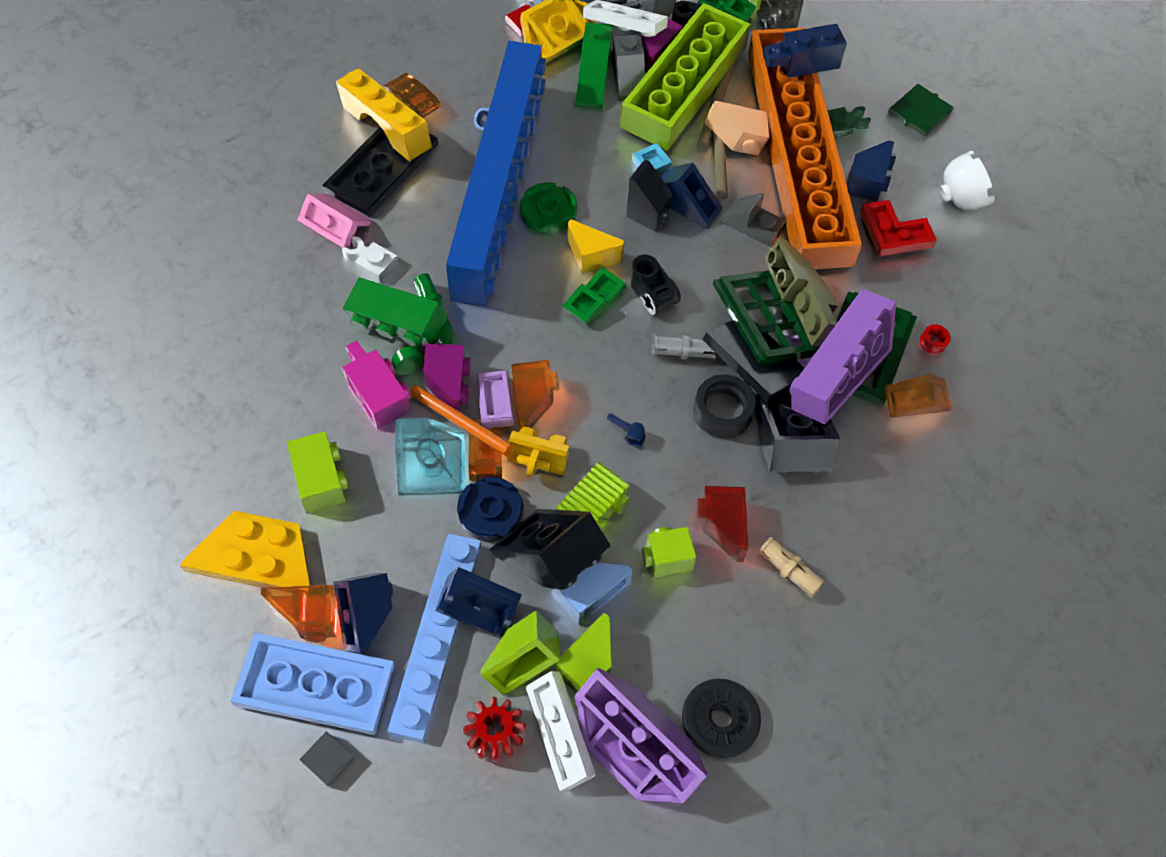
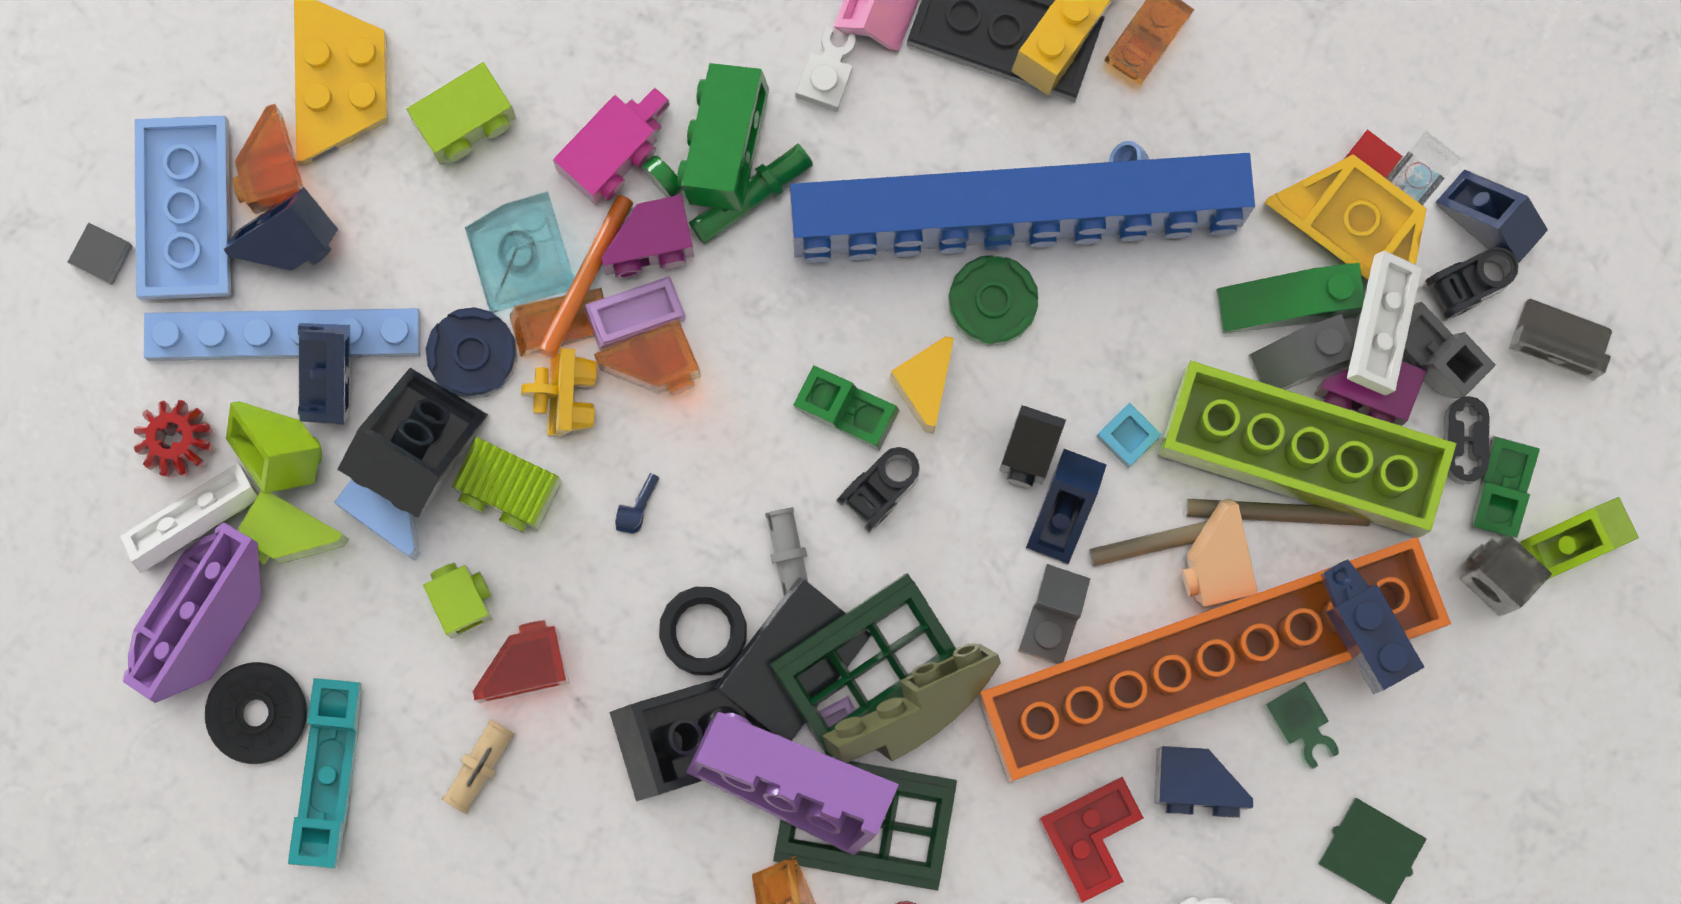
camera: 75 degrees right, 20 degrees up
(780, 675) = (327, 774): none -> teal slope

